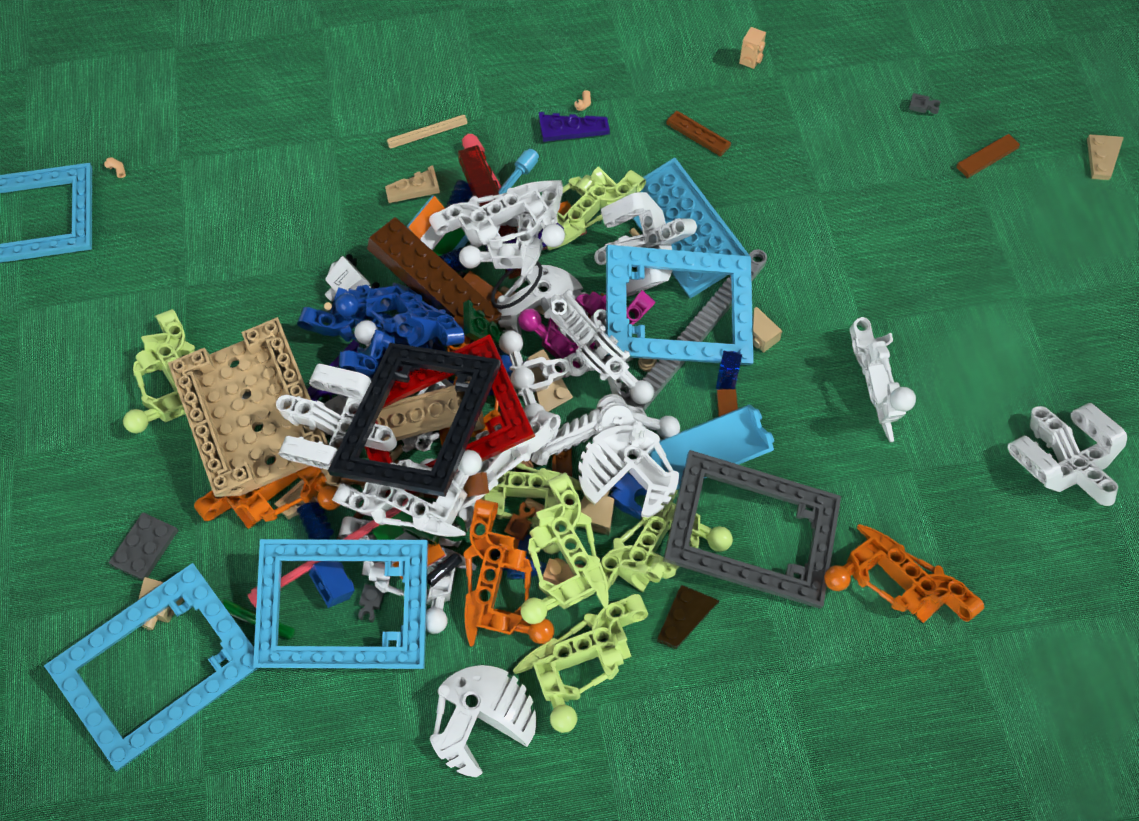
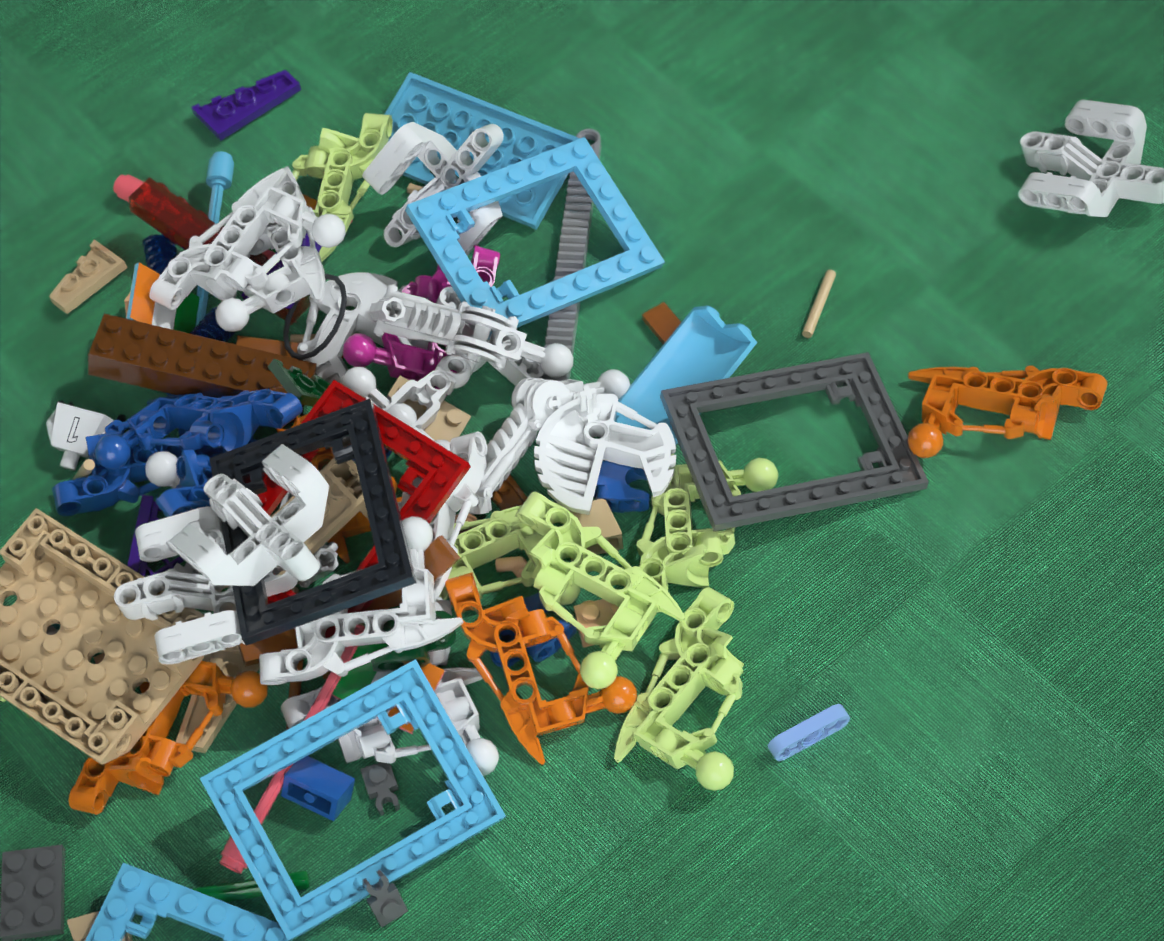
camera: 25 degrees left, 5 degrees down
(315, 521) = (240, 731): clear blue piece -> none
(322, 677) = (384, 900): none -> dark grey plate
(383, 417) = (270, 539): none -> white piece
(426, 131) = (55, 203): tan axle -> none
(443, 569) = (453, 688): black axle -> none
(498, 704) = (626, 804): white piece -> none
(519, 525) = (511, 585): dark orange plate -> none
(586, 102) = (242, 66): light nougat arm -> none
(640, 727) = (808, 732): none -> light blue beam
(646, 364) = (536, 329): tan plate -> none
(684, 616) = (776, 583): dark brown wing -> none
(698, 133) = (414, 33): dark orange tile -> none
(728, 370) = (643, 282): clear blue brick -> none
(764, 331) = (655, 217): tan slope -> none
(832, 444) = (819, 303): none -> tan bar
(873, 356) = (803, 177): white piece -> none

